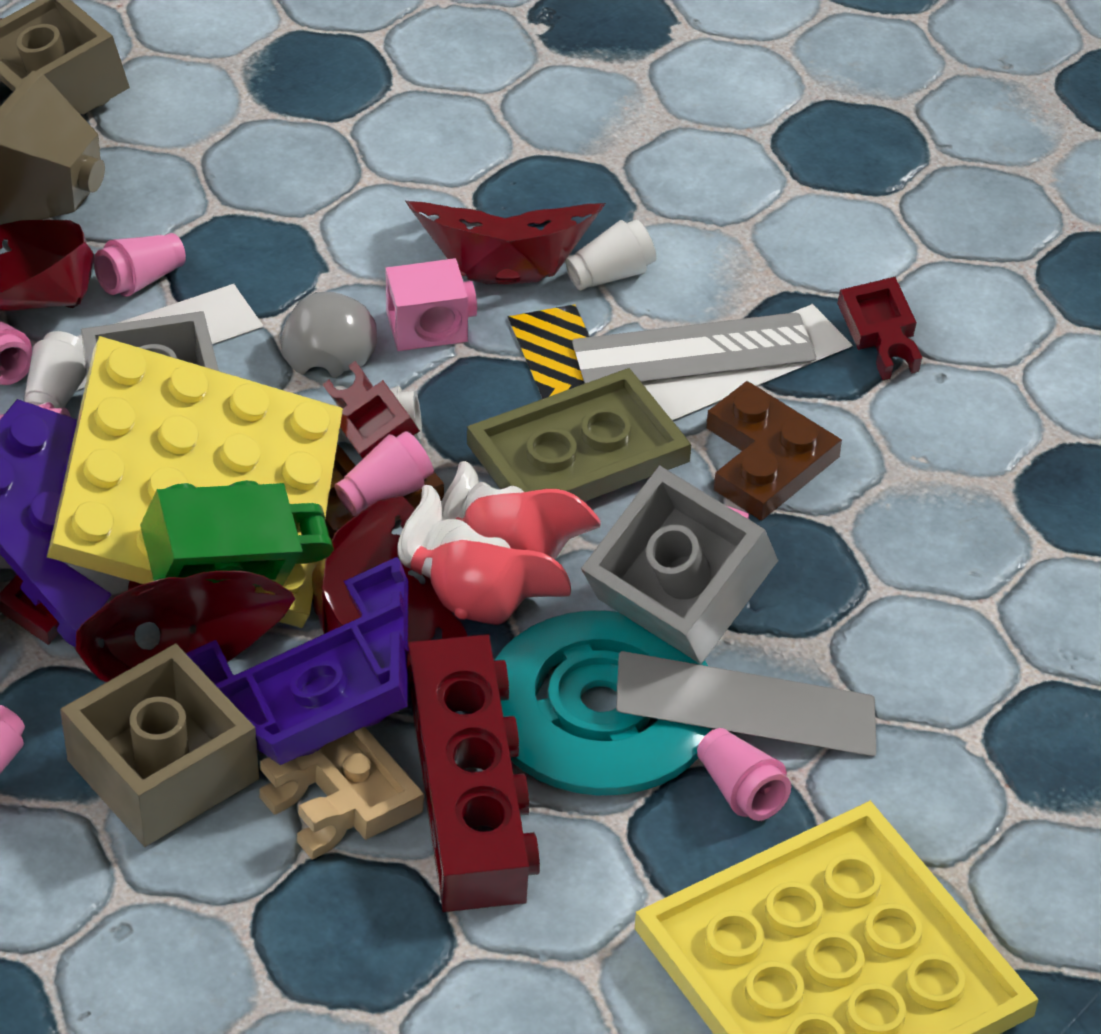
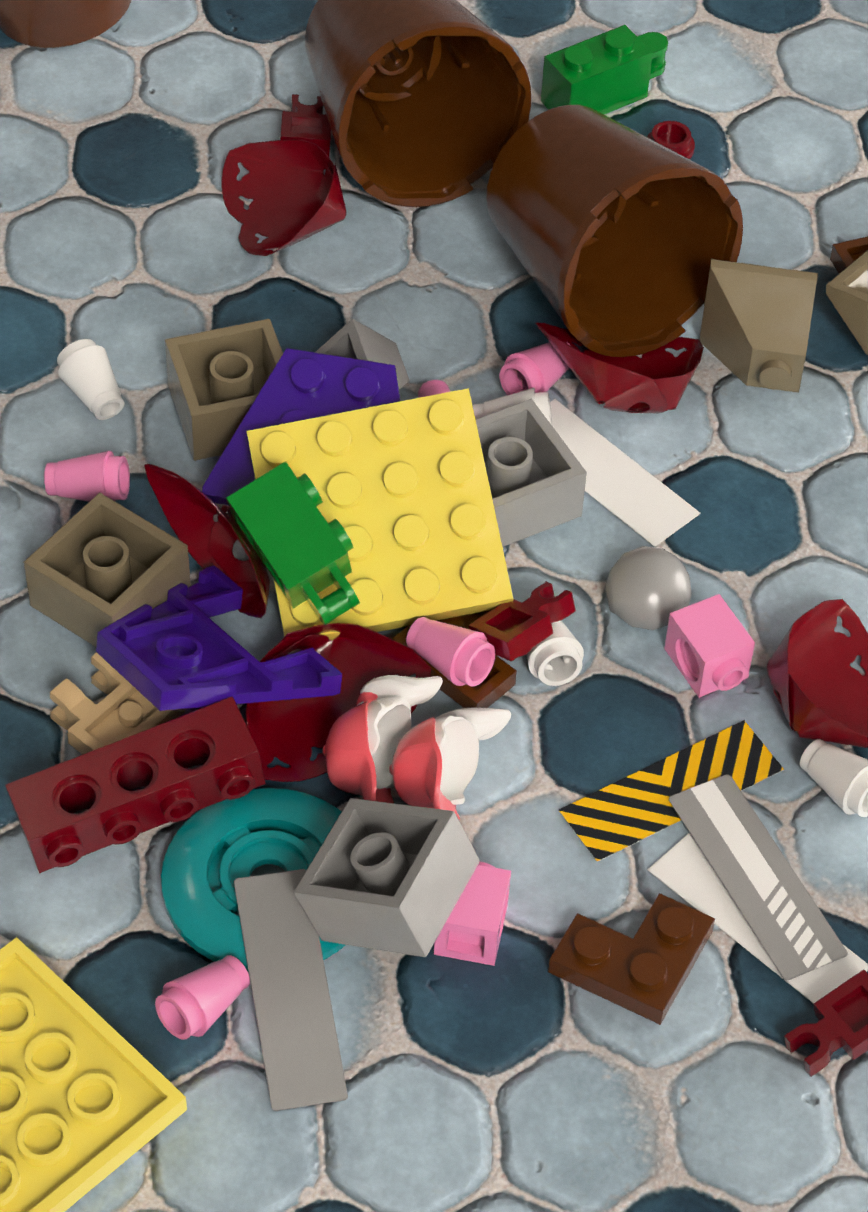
camera: 75 degrees right, 5 degrees up
(136, 262) = (681, 435): bright pink cone -> none
(581, 439) = (570, 797): olive plate -> none

